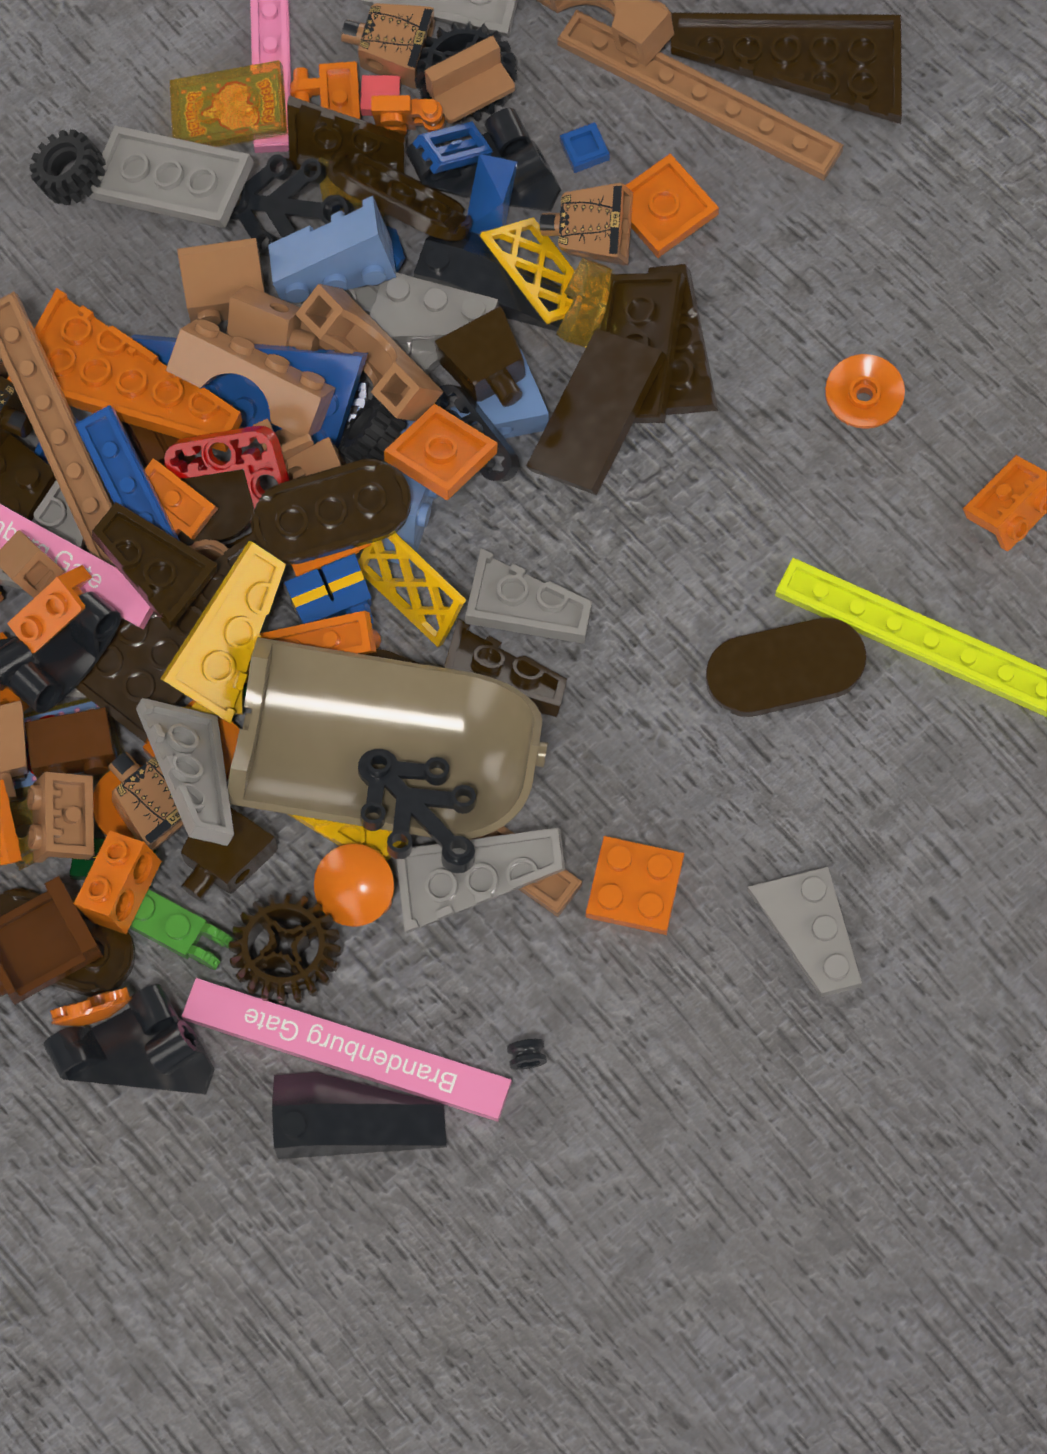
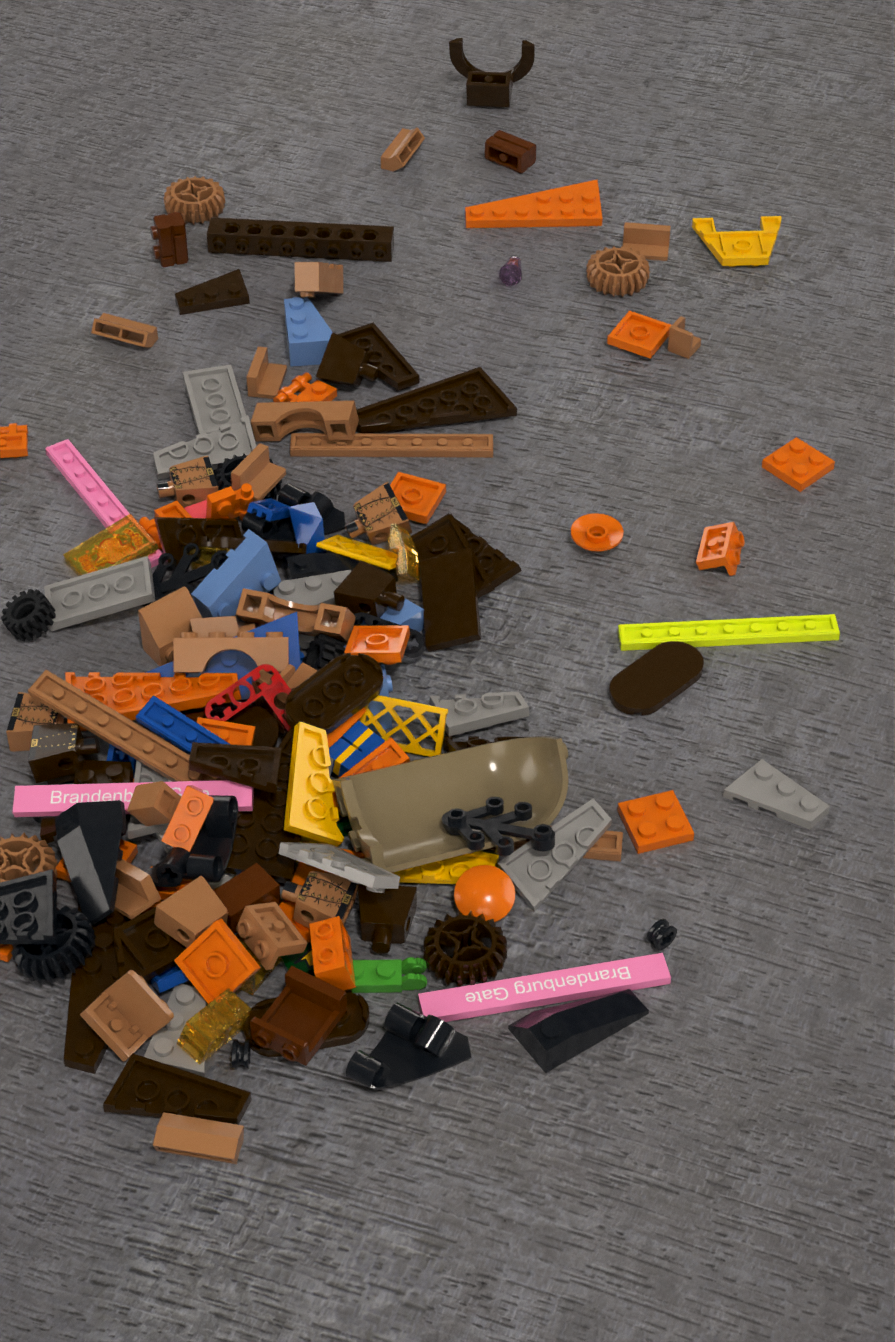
camera: 35 degrees left, 25 degrees down
(91, 1010) = (365, 1034): orange dish -> none
(584, 147) = (343, 492): blue tile -> none

